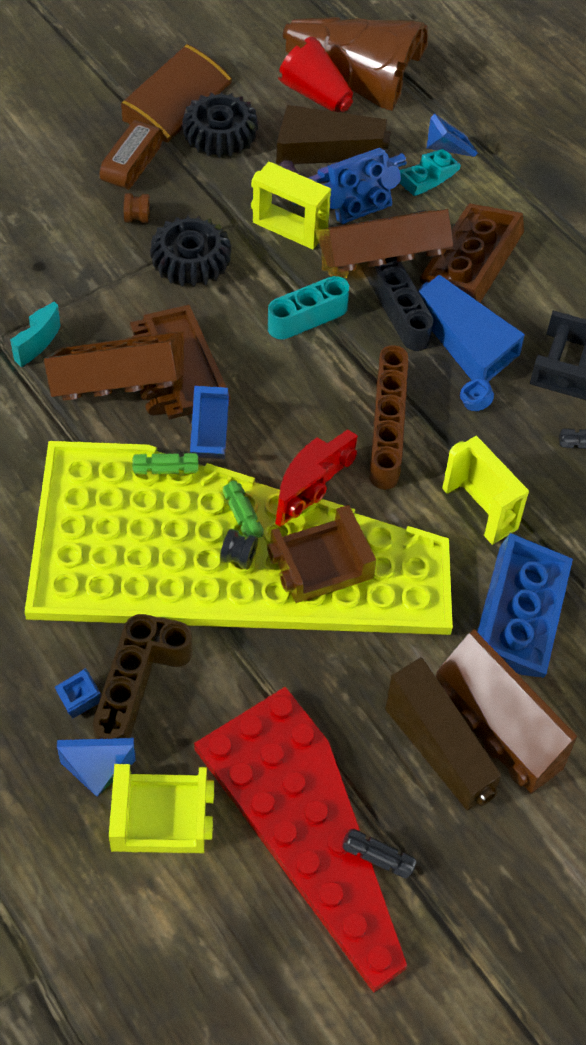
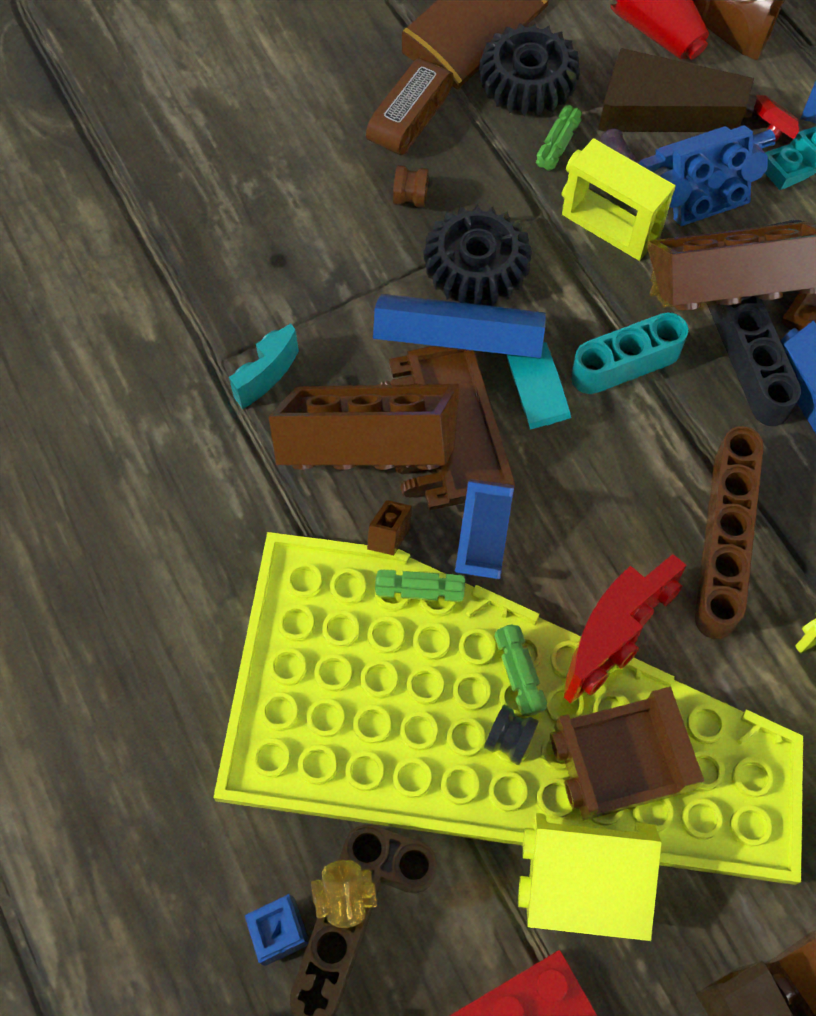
camera: 10 degrees right, 10 degrees up
(126, 649) = (343, 893): none -> clear yellow gear
(139, 430) = (389, 527): none -> reddish brown piece
(180, 294) = (459, 325): none -> blue slope
(243, 333) = (539, 388): none -> teal slope
(246, 170) = (558, 137): none -> bright green axle
(301, 631) = (591, 879): none -> neon yellow panel
(409, 147) = (779, 118): none -> red piece

